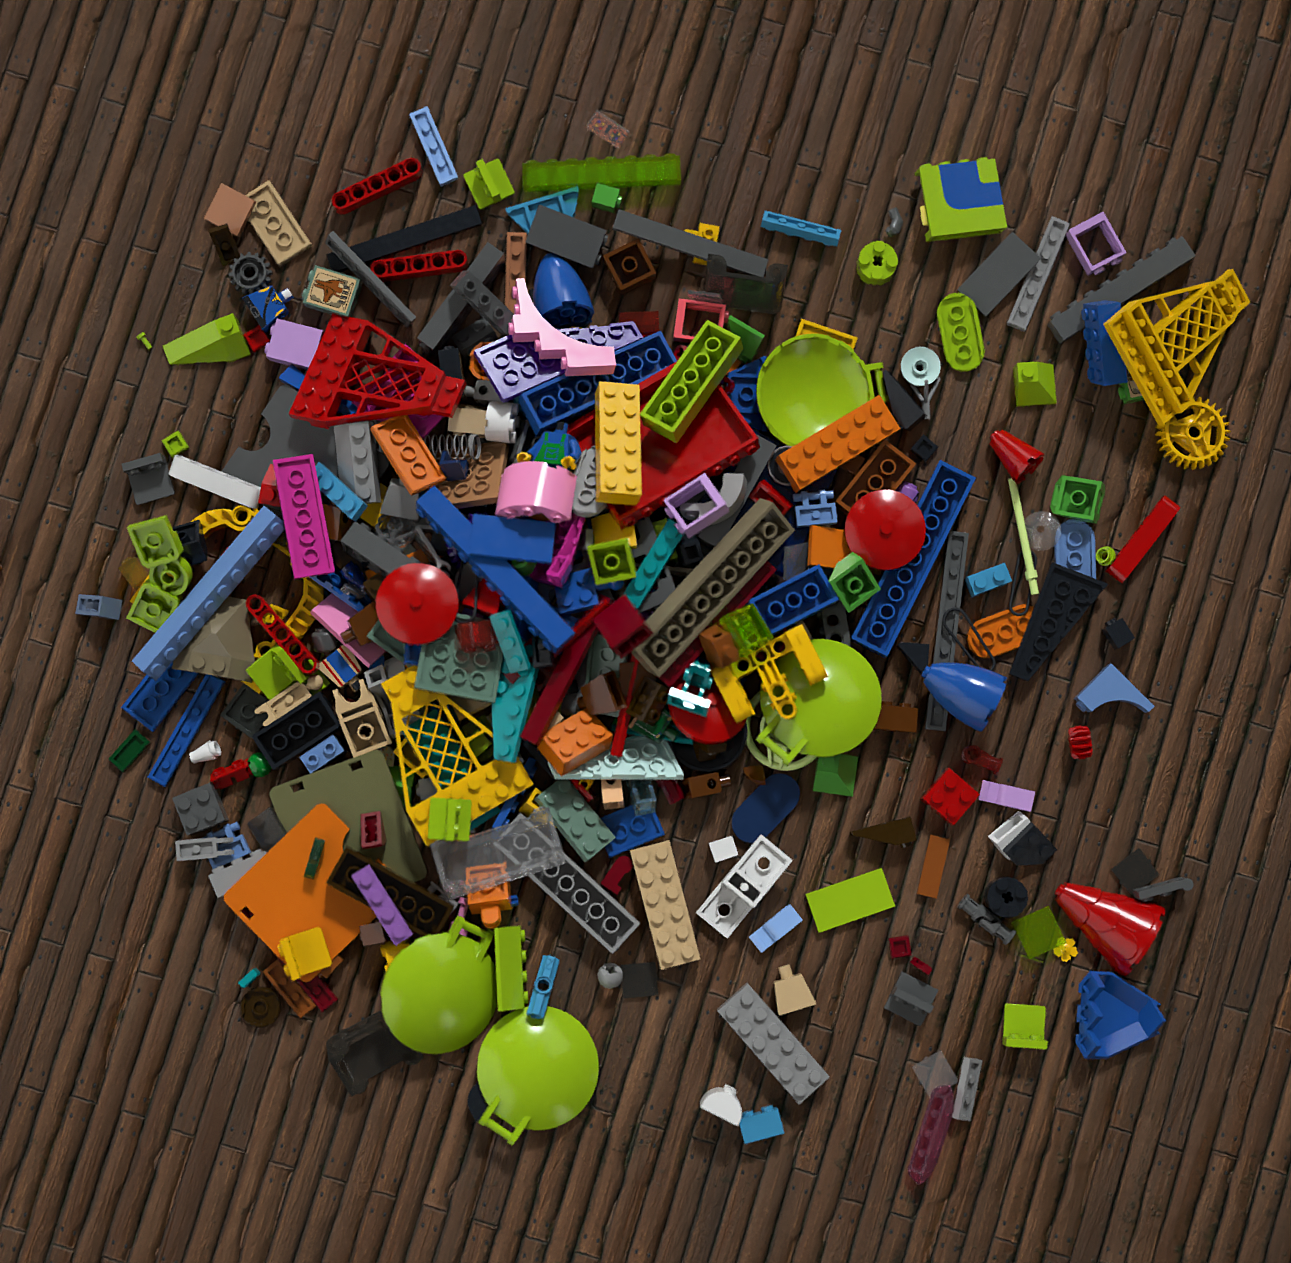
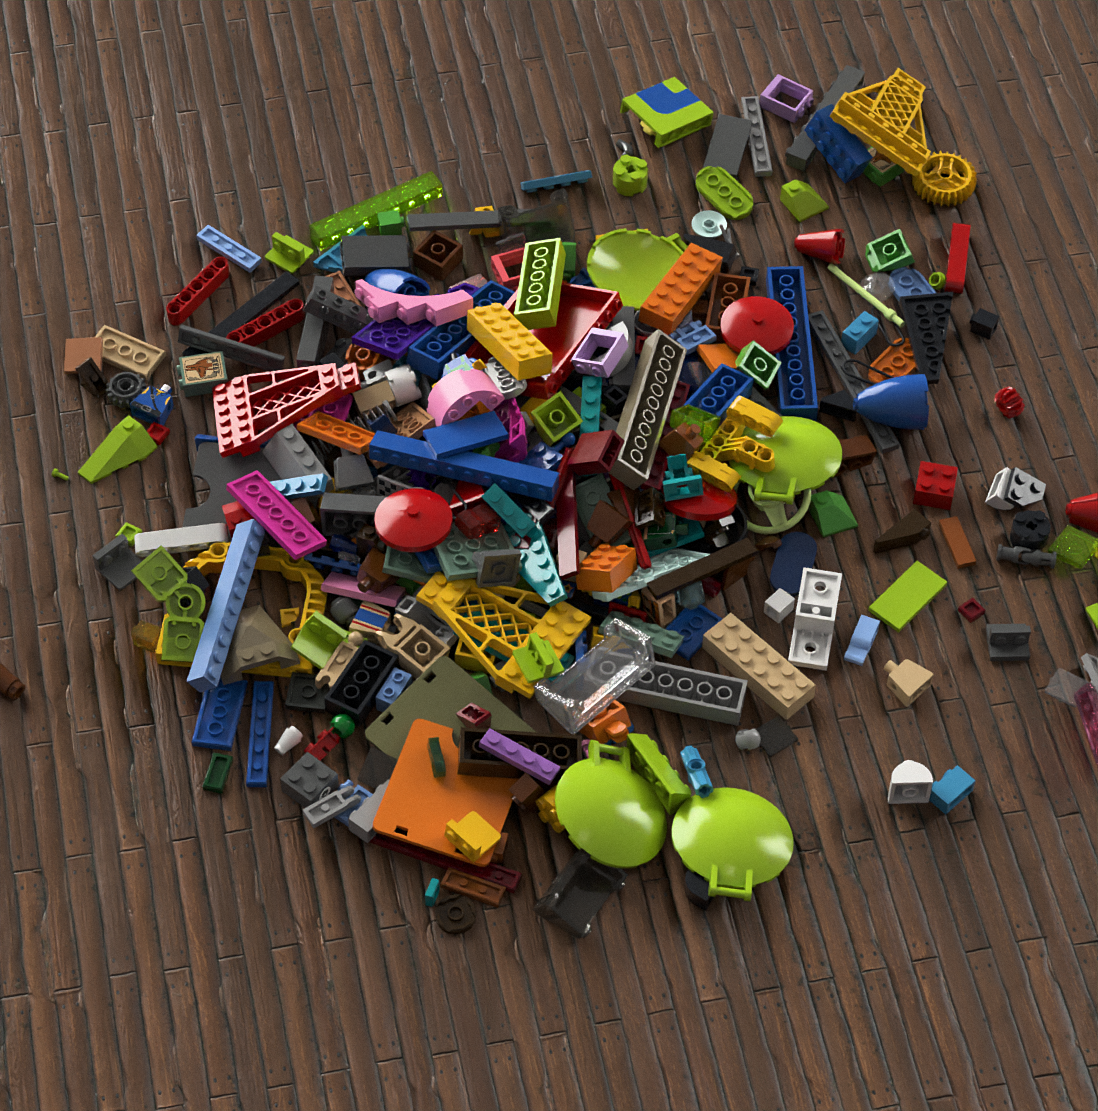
camera: 30 degrees left, 30 degrees down
(99, 606) = (130, 672): sand blue arch -> none
(274, 629) = (277, 603): red beam -> none
(293, 344) = (191, 419): lavender brick -> none
(466, 694) = (497, 567): none -> dark grey bracket
(607, 129) = (362, 184): clear tile -> none
(615, 874) = (704, 658): dark red leg -> none
(663, 789) = (702, 568): none -> dark brown tile
(773, 1043) = (918, 723): light grey brick -> none
(921, 965) = (999, 614): dark red tile -> none
(981, 759) = (940, 450): clear red connector -> none
(1006, 796) = (981, 465): lavender piece -> none
(1111, 686) = (1009, 358): medium blue arch -> none

